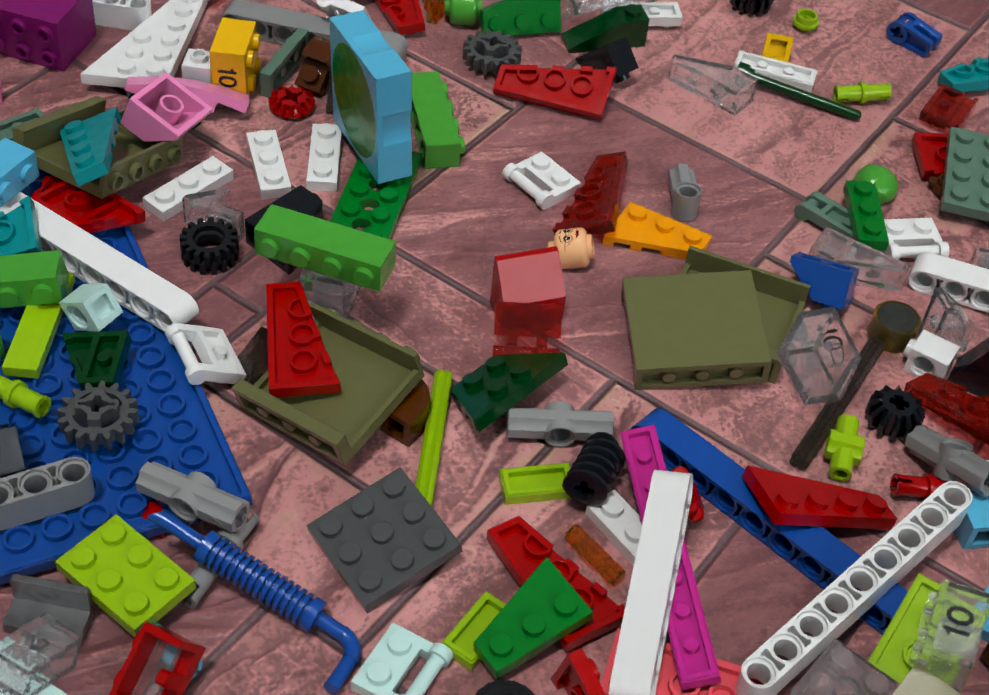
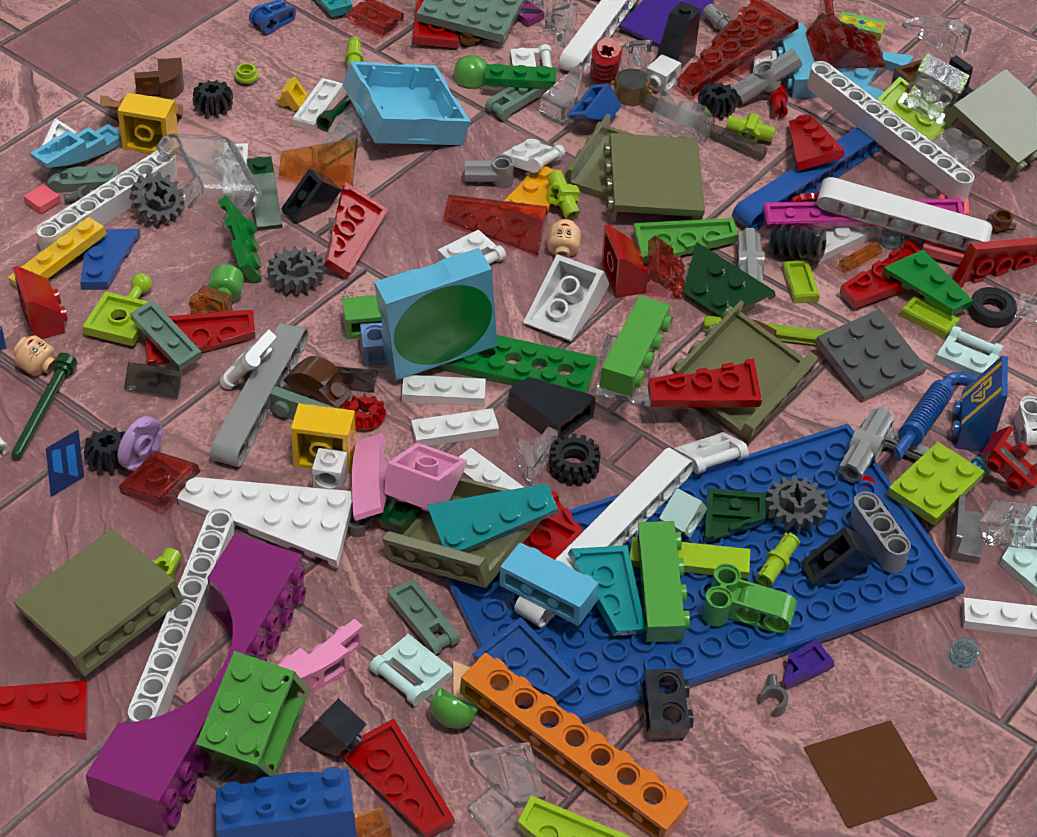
camera: 85 degrees left, 0 degrees up
(248, 644) = (981, 407): none -> blue slope
(466, 246) = (567, 298): none -> white slope
(600, 361) = (686, 234): none -> bright green wing
(651, 248) = (563, 194): none -> lime axle
(658, 64) = (330, 159): none -> clear orange wing
(720, 225) = (533, 155): none -> white plate
(770, 114) = (405, 103): none -> medium azure tile
(916, 282) = (605, 61): none -> red piece

